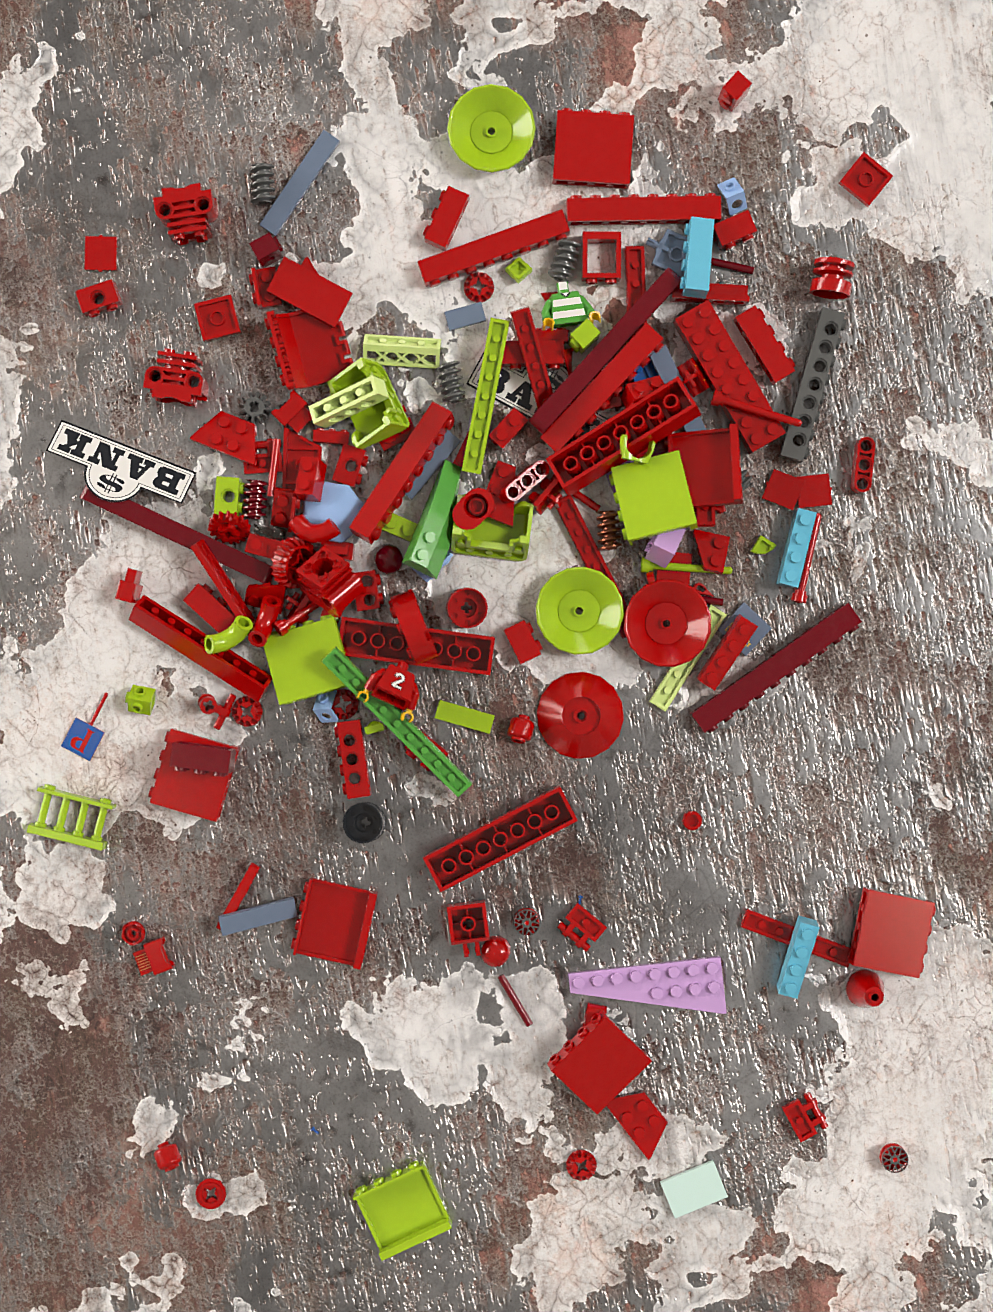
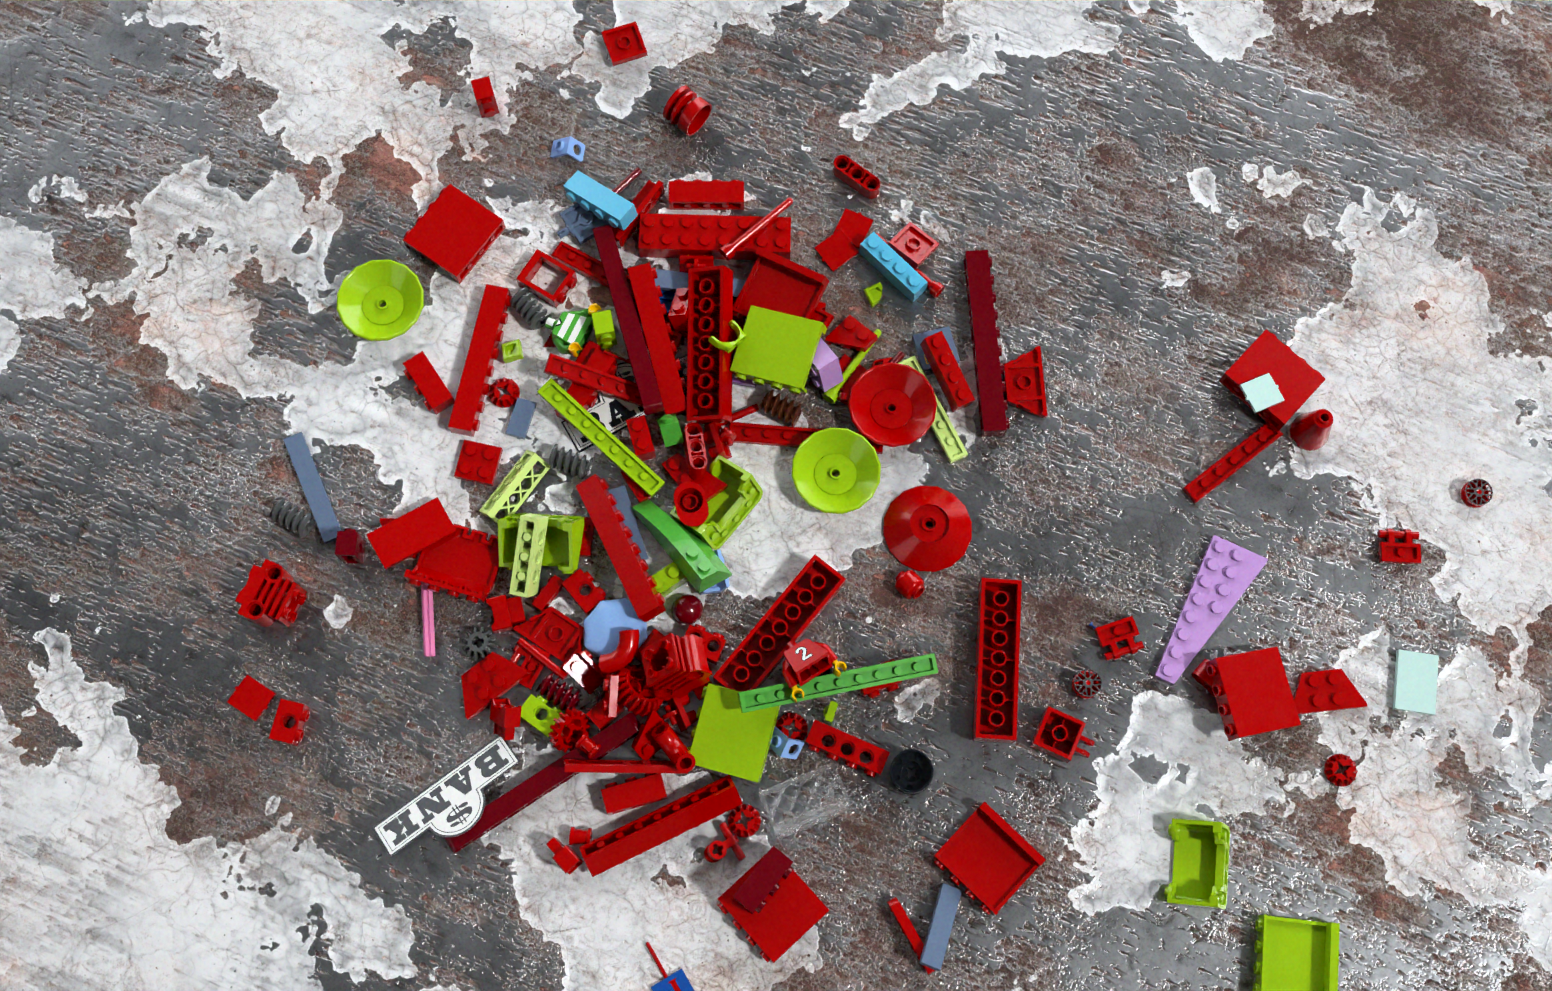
camera: 65 degrees left, 15 degrees down
(141, 699) = (673, 912): lime brick -> none
(154, 589) = (580, 836): none -> red bush
(177, 379) = (404, 692): red piece -> none
(208, 469) = (505, 717): none -> red piece
(217, 318) = (378, 629): red tile -> none
(224, 551) = (588, 746): none -> red bush
(230, 637) = (668, 789): lime cylinder -> none
(246, 355) = (428, 622): none -> bright pink axle
(261, 279) = (374, 569): red bracket -> none
(278, 541) = (610, 686): none -> plate
(280, 762) = (814, 816): none -> clear fence
(283, 626) = (688, 735): red piece -> none
(310, 479) = (574, 629): red brick -> none
(405, 306) = (478, 462): none -> red plate
(412, 625) = (760, 615): red brick -> none
(432, 1093) = (1199, 863): none -> lime windscreen
(464, 716) = (868, 628): lime tile -> none
(475, 614) = (771, 554): red wheel -> none
(495, 951) = (1098, 728): red hair -> none
(515, 1000) = (1162, 738): dark red bar -> none
(523, 642) = (833, 536): red brick -> none
(530, 449) = (670, 430): none -> bright green brick
(641, 210) = (530, 225): red brick -> none
(692, 820) = (1077, 488): red tile -> none
(734, 230) = (597, 162): red brick -> none
(759, 724) = (1026, 383): none -> red wing
(797, 957) = (1251, 467): medium azure brick -> none
(827, 553) = (913, 245): none -> plate
(836, 321) = (753, 174): dark grey brick -> none
(870, 931) = (1261, 393): none -> light aqua piece

